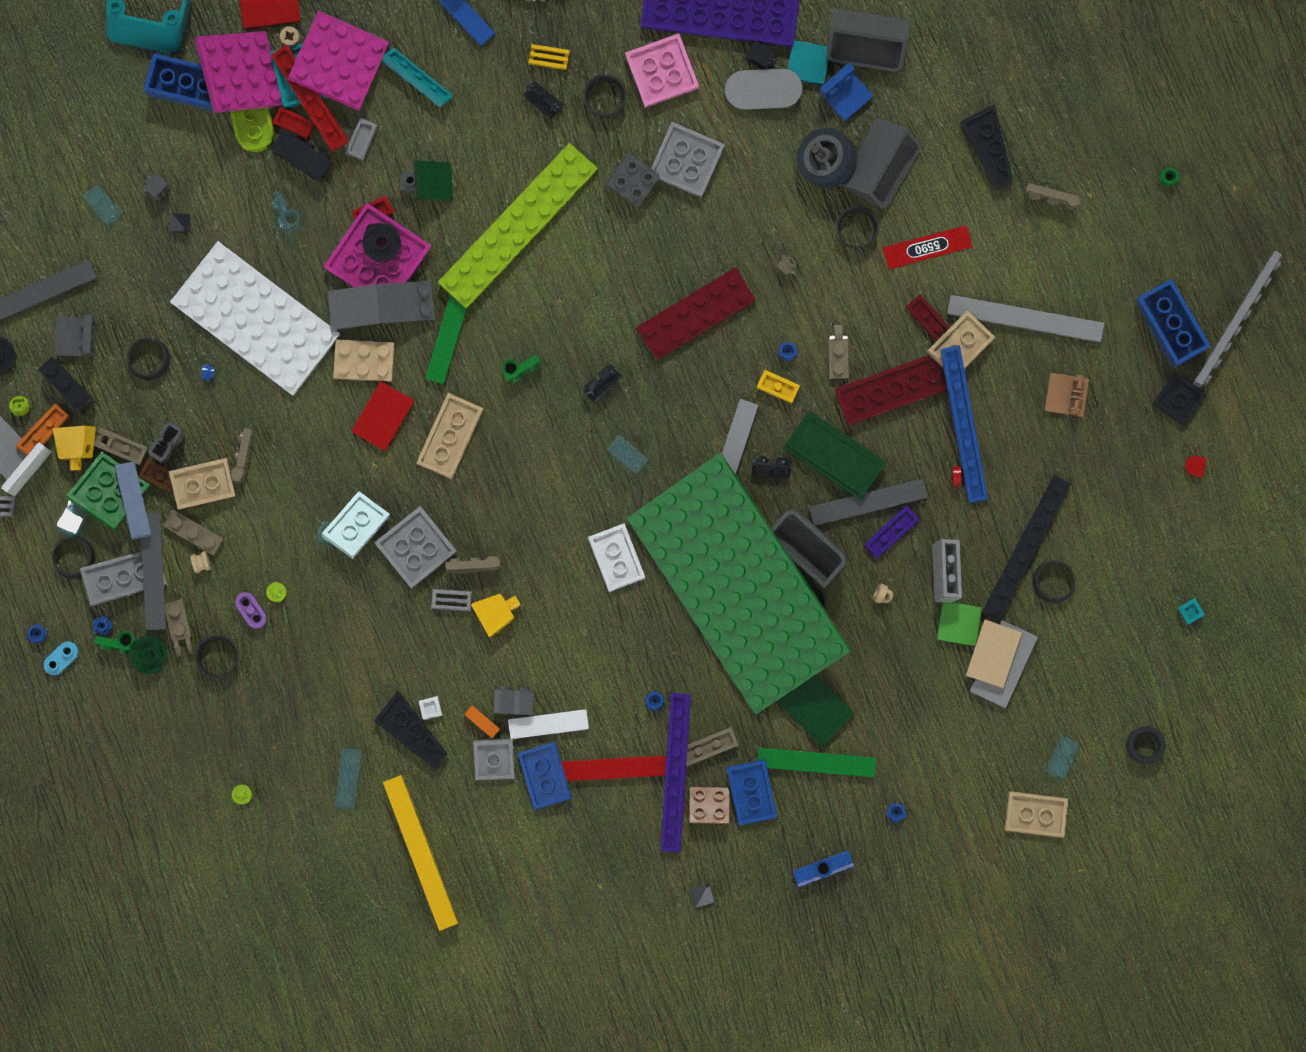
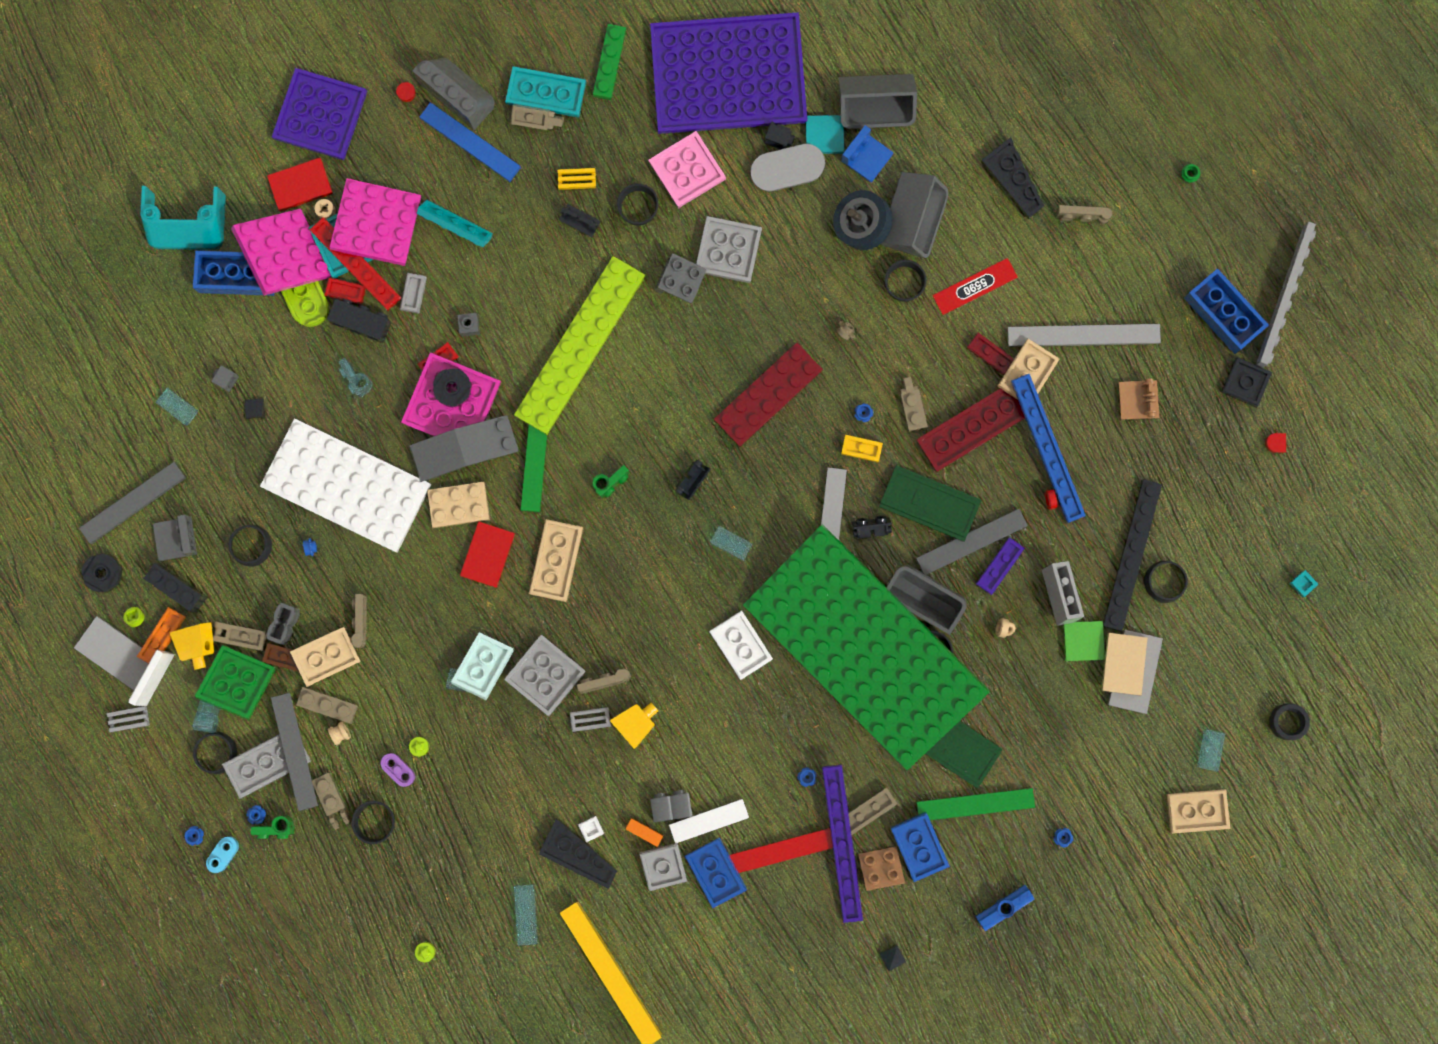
camera: 10 degrees left, 0 degrees up
(132, 500) = (260, 687): sand blue tile -> none
(147, 654) = (305, 834): dark green tile -> none
(433, 181) = (490, 318): dark green tile -> none

